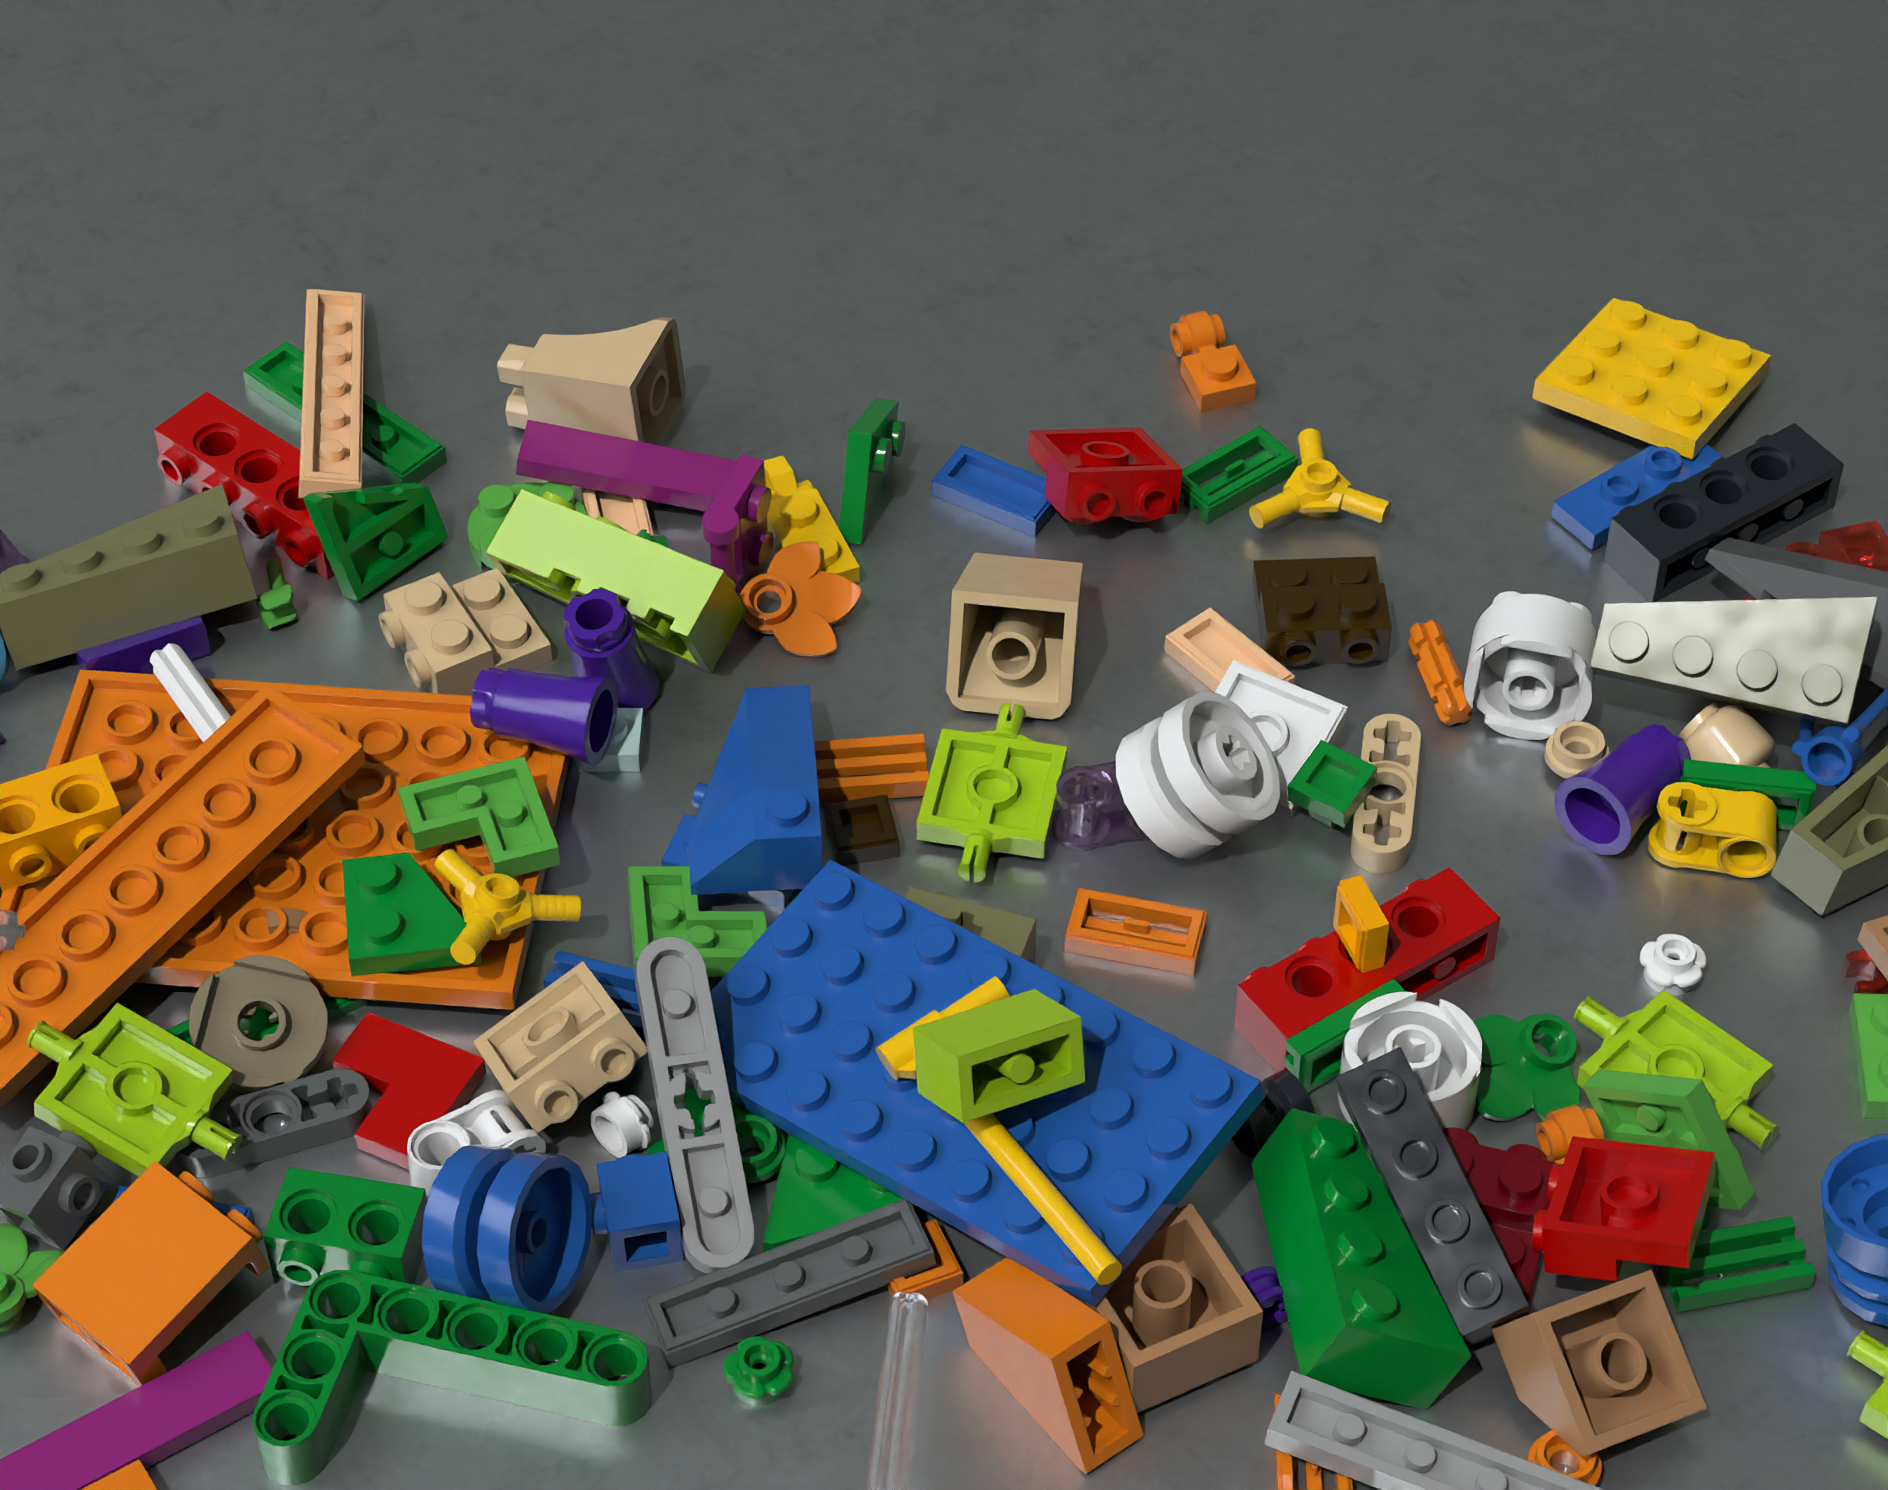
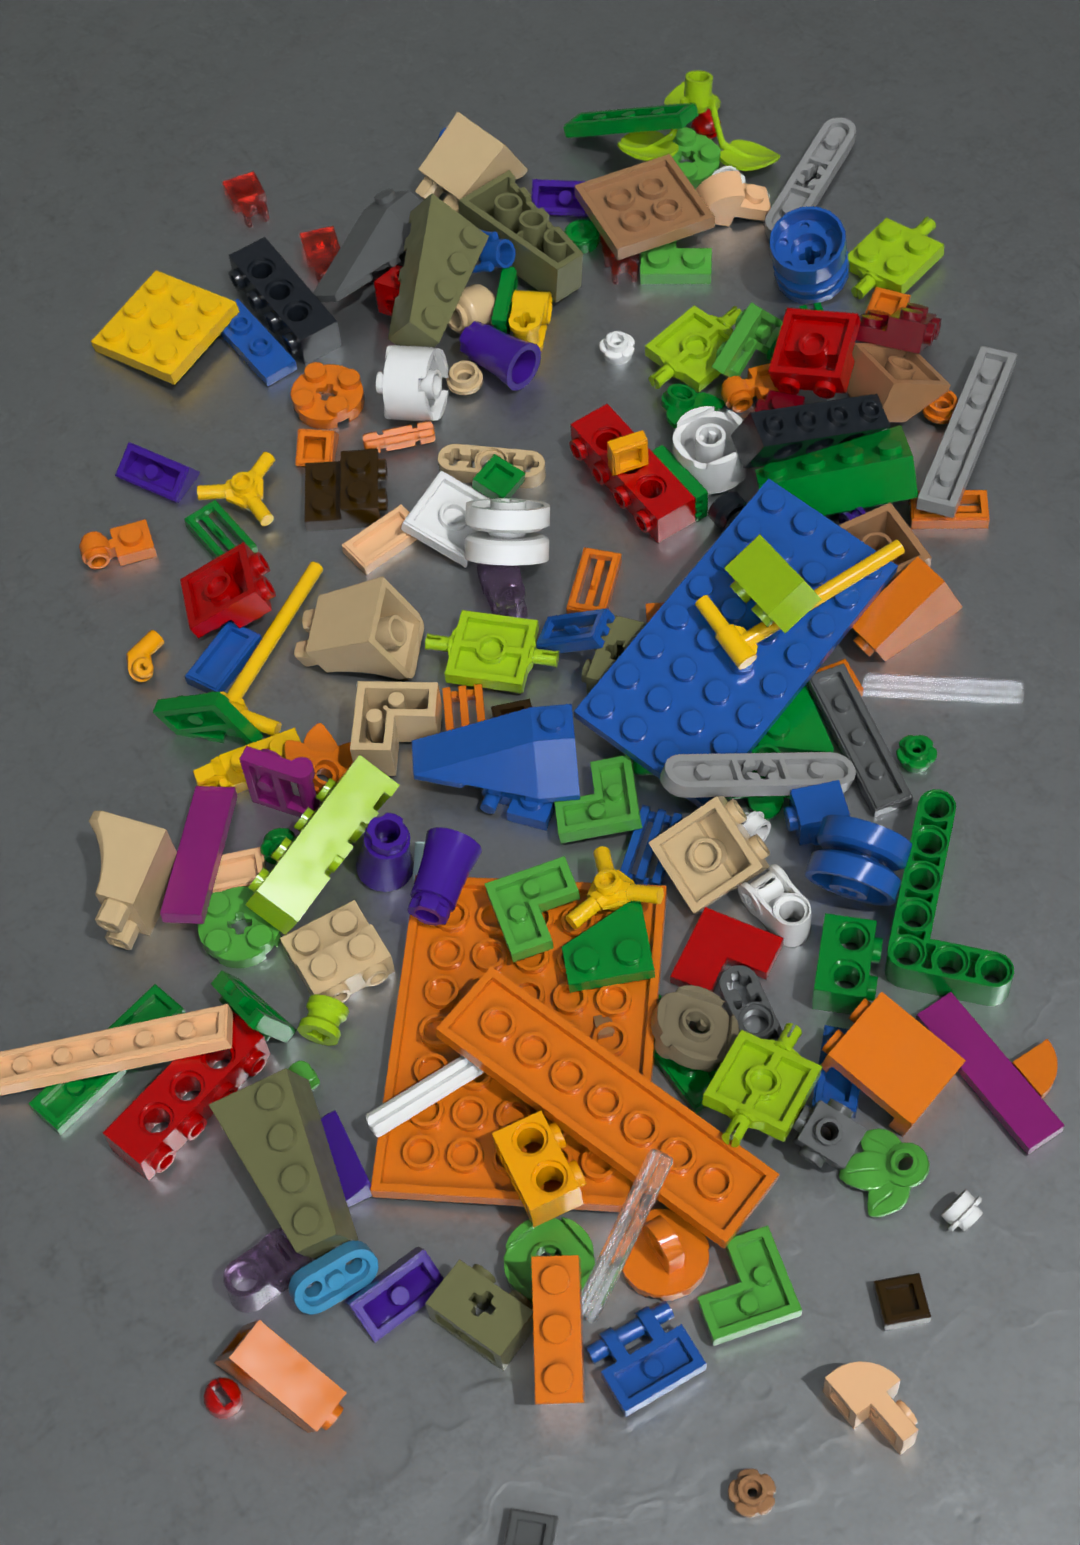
camera: 85 degrees left, 10 degrees up
(352, 615) = (323, 1020): none -> lime wheel
(841, 650) = (390, 715): none -> tan brick
(911, 494) = (265, 648): none -> yellow bar
(1000, 398) = (139, 656): none -> light orange arm
(1028, 885) = (573, 637): none -> blue tile
(1361, 396) = (156, 472): none -> dark purple slope
(1419, 575) = (316, 446): none -> orange slope
(1517, 556) = (324, 379): none -> orange plate
(1727, 1372) = (906, 329): none -> dark red plate
(1826, 1396) = (887, 300): none -> orange tile

